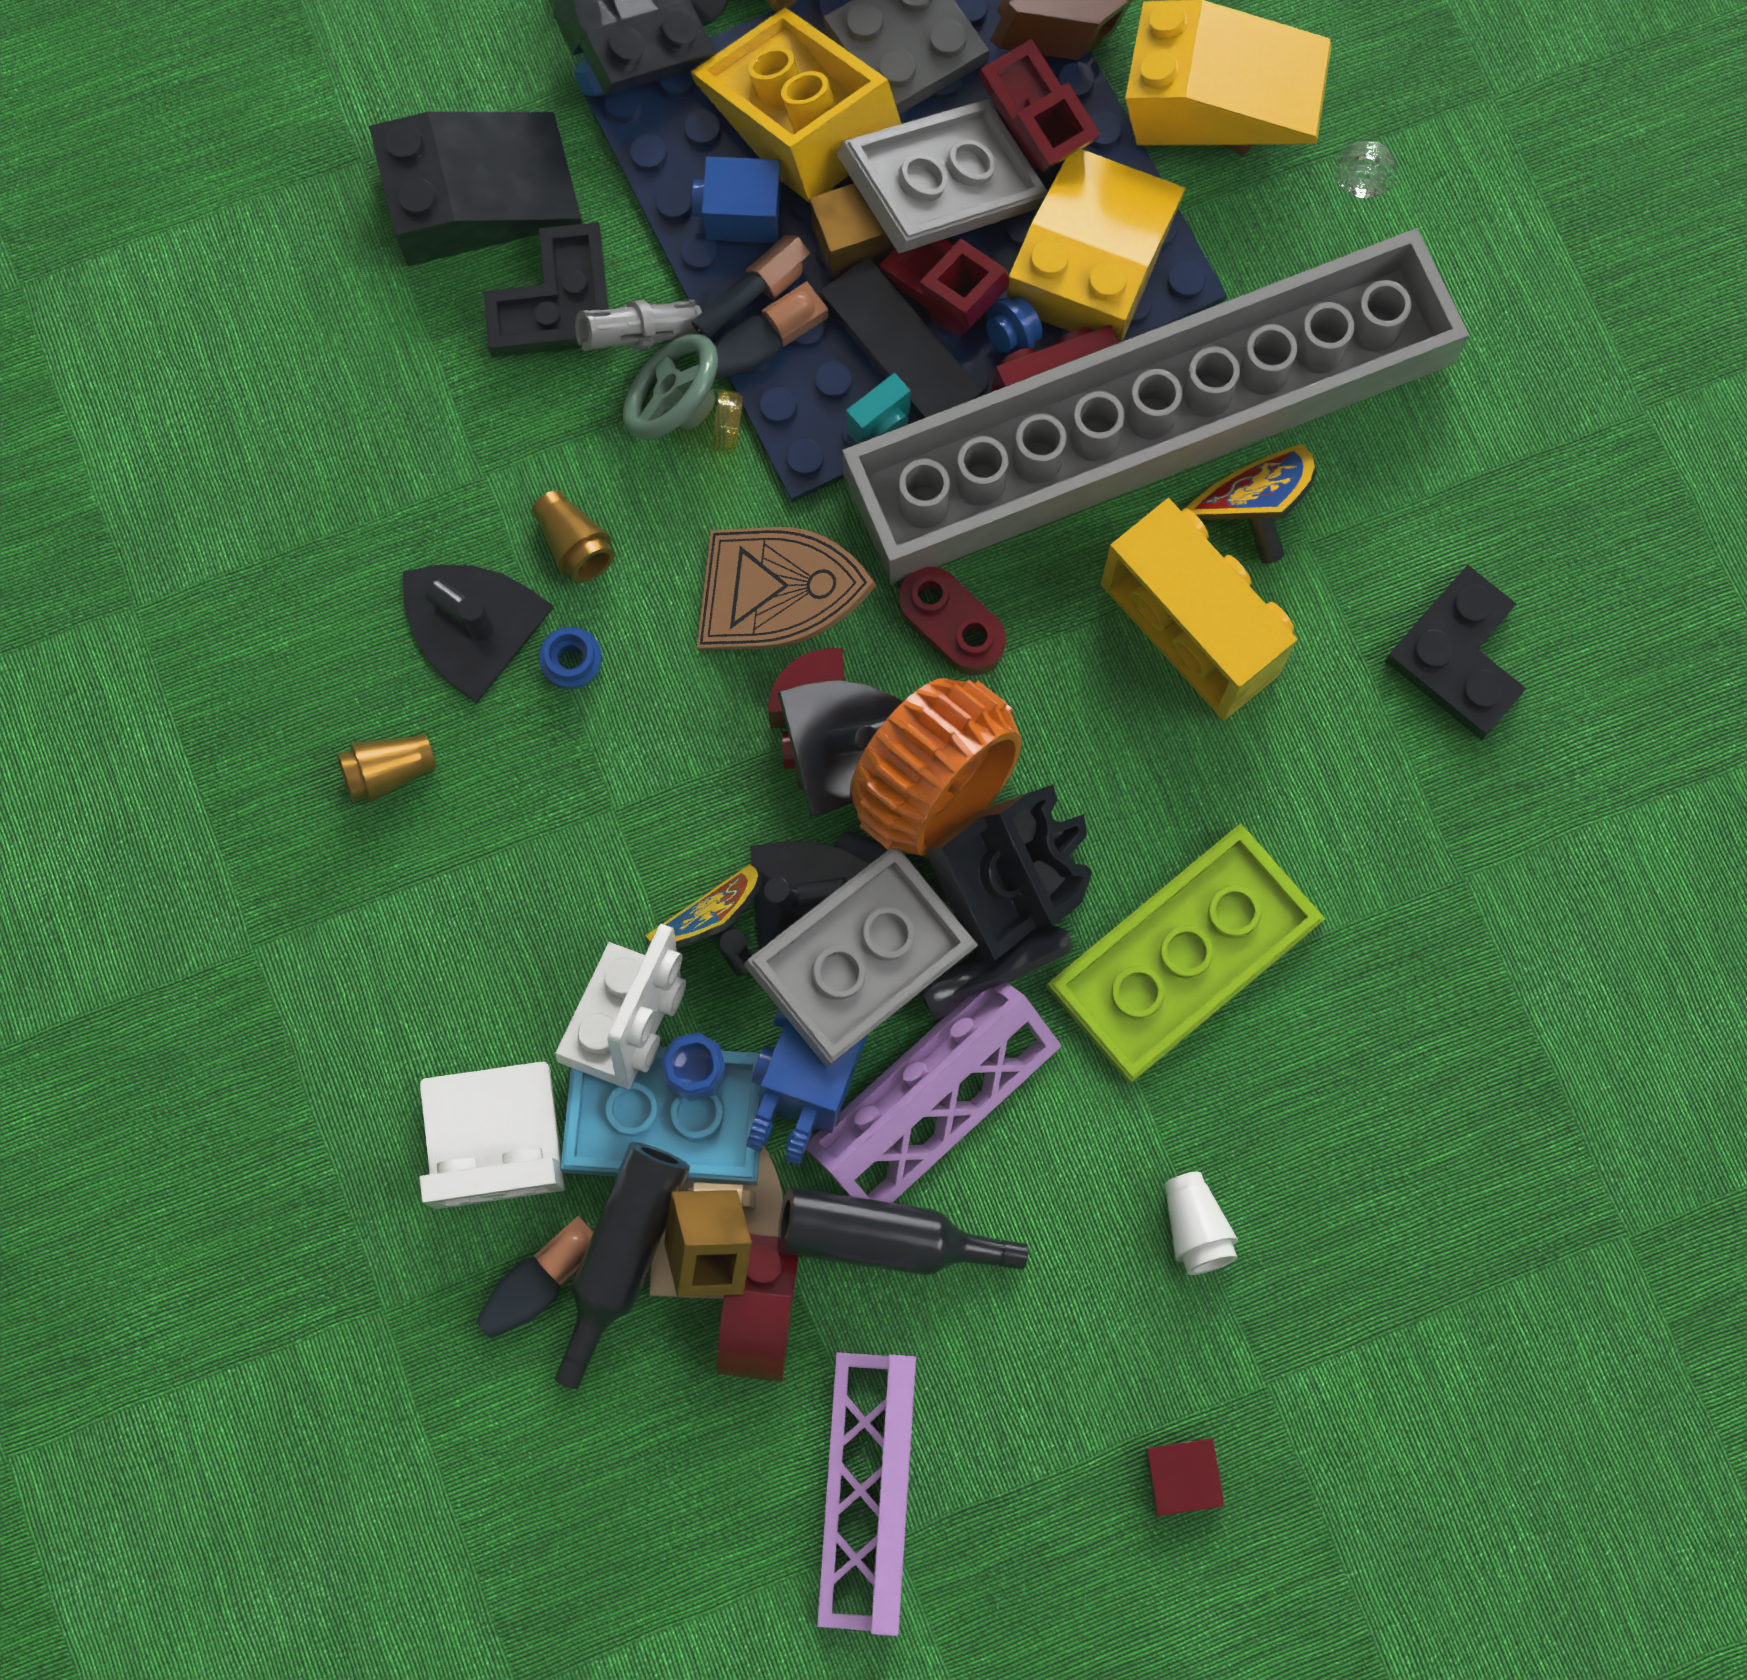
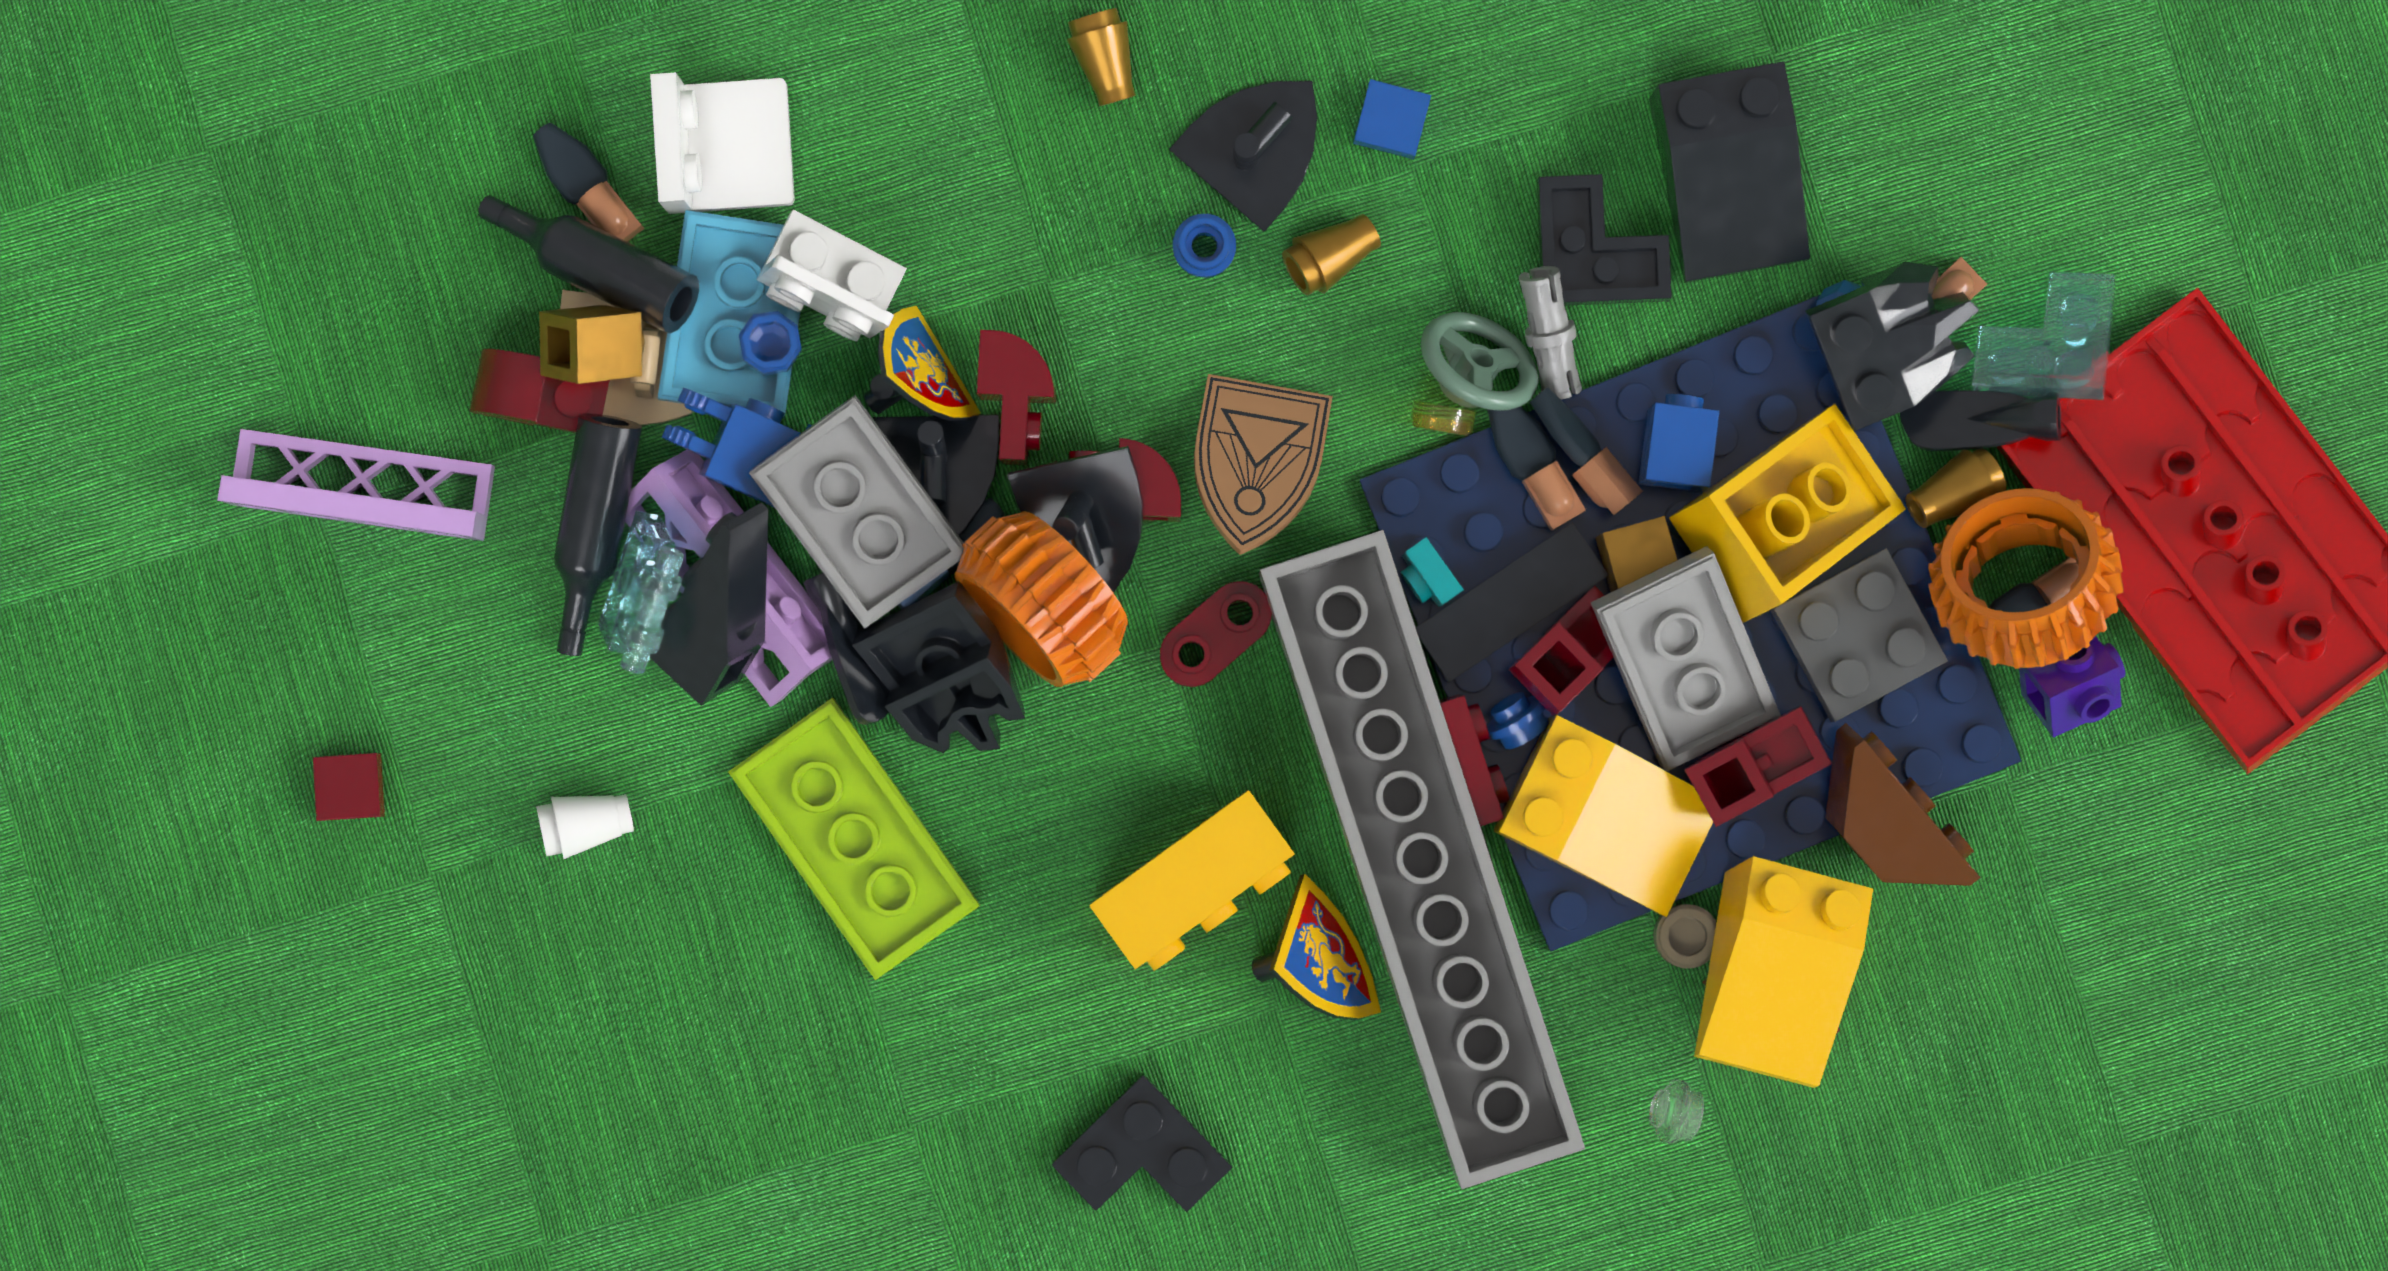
camera: 90 degrees right, 10 degrees up
(437, 492) = (1392, 119): none -> blue tile
(711, 824) = (1017, 376): none -> dark red brick
(960, 1172) = (640, 592): none -> clear light blue plate
(979, 1087) = (722, 610): none -> black slope
(1204, 176) = (1685, 936): none -> dark tan tile

